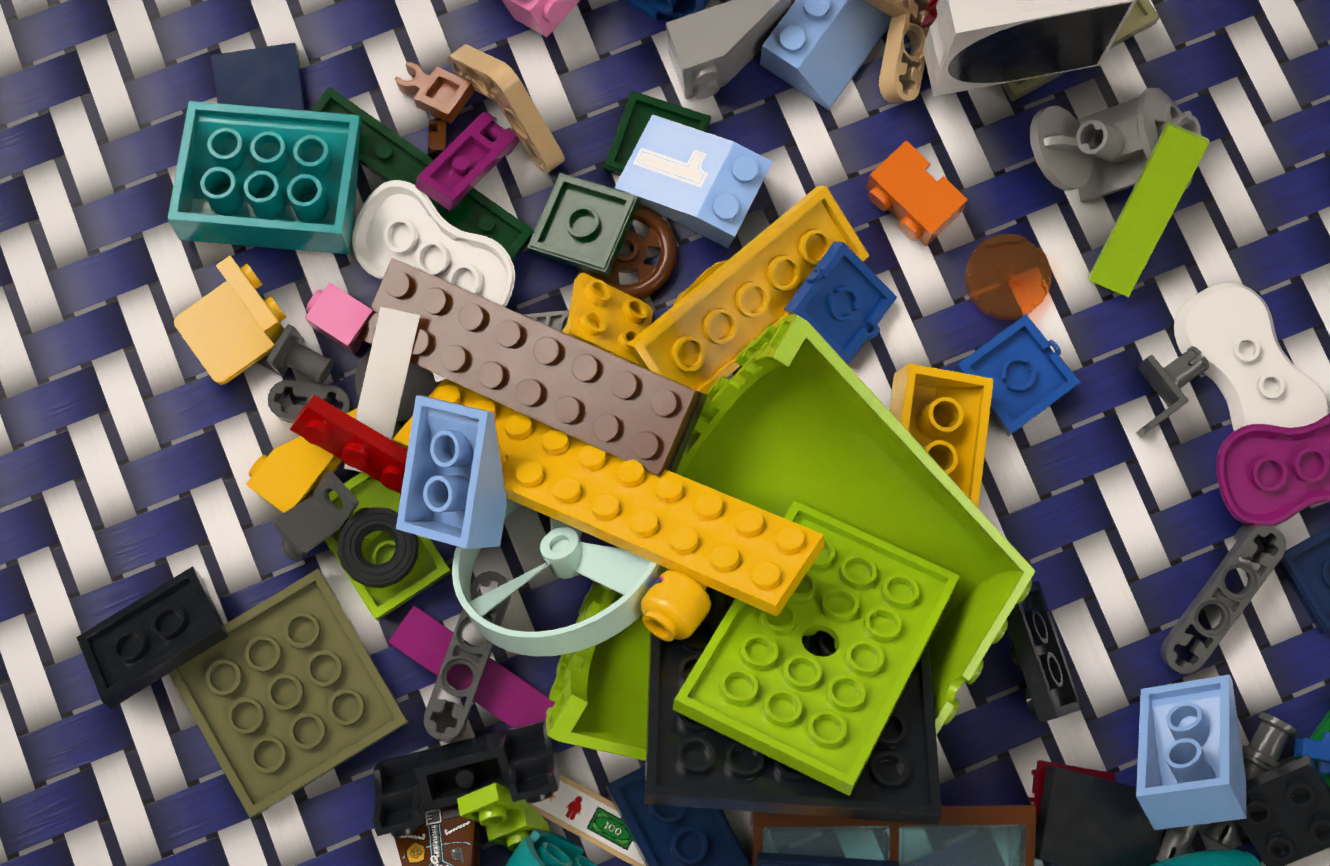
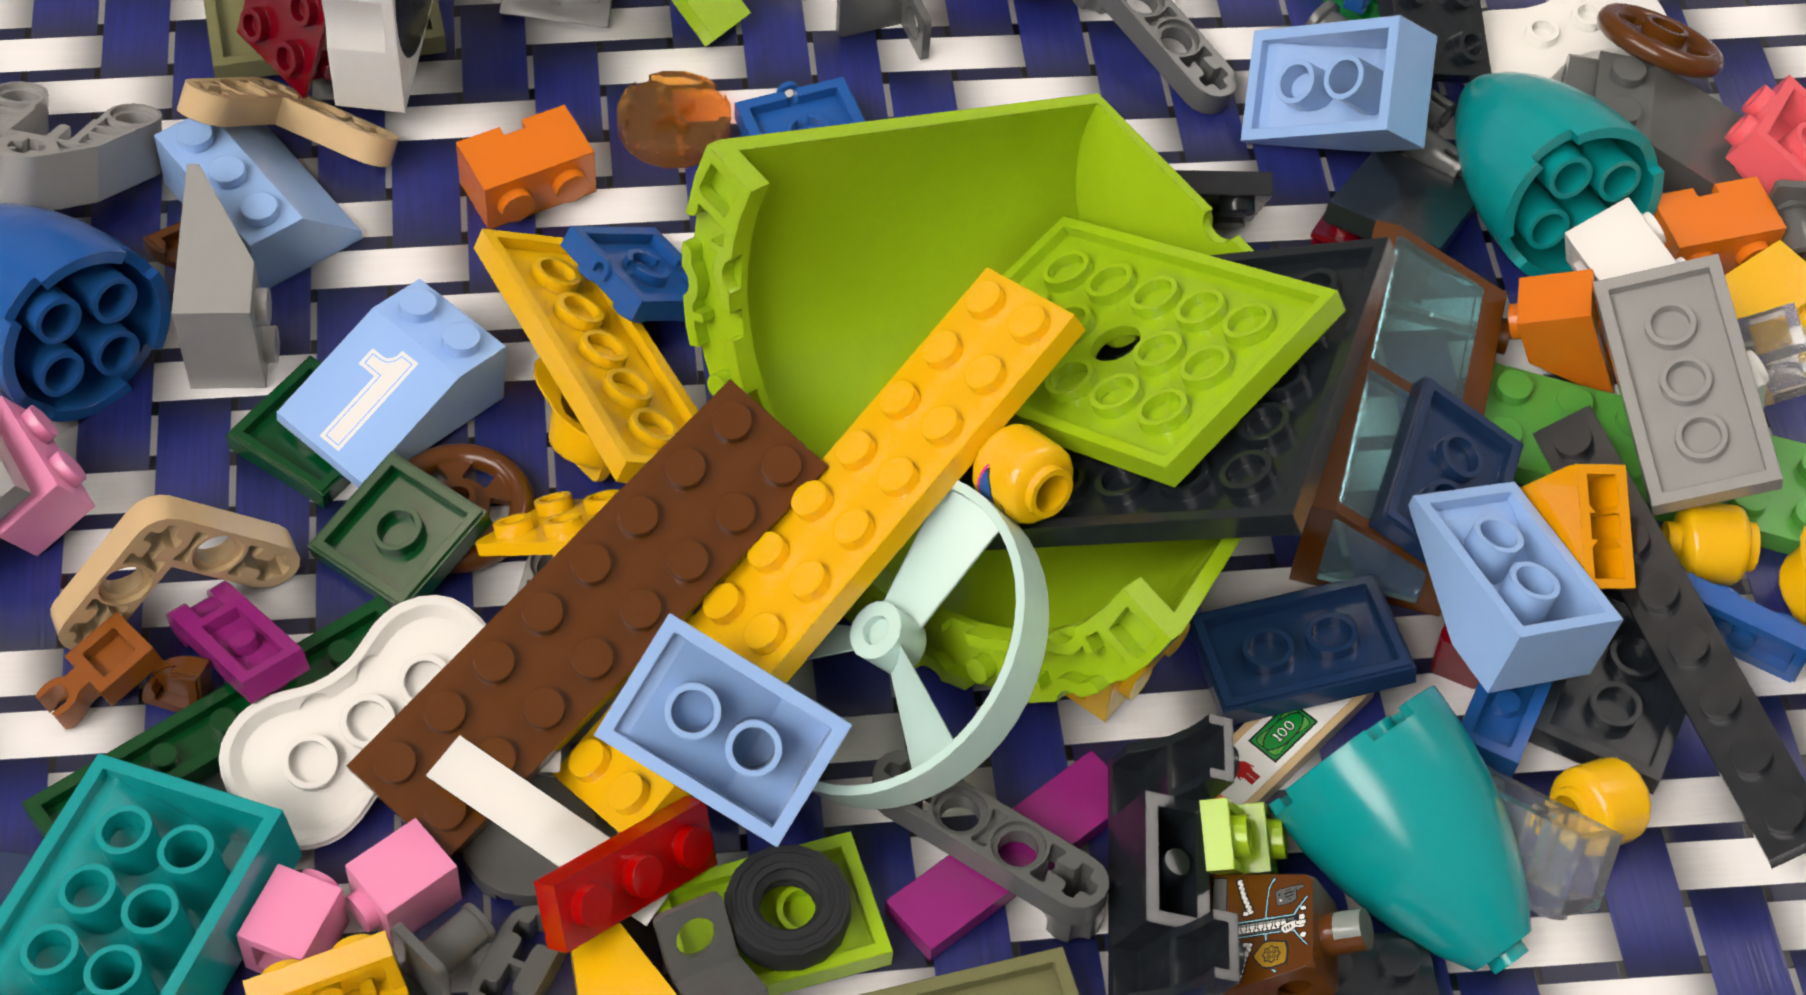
camera: 80 degrees left, 25 degrees down
(296, 268) = (293, 918): none -> bright pink brick

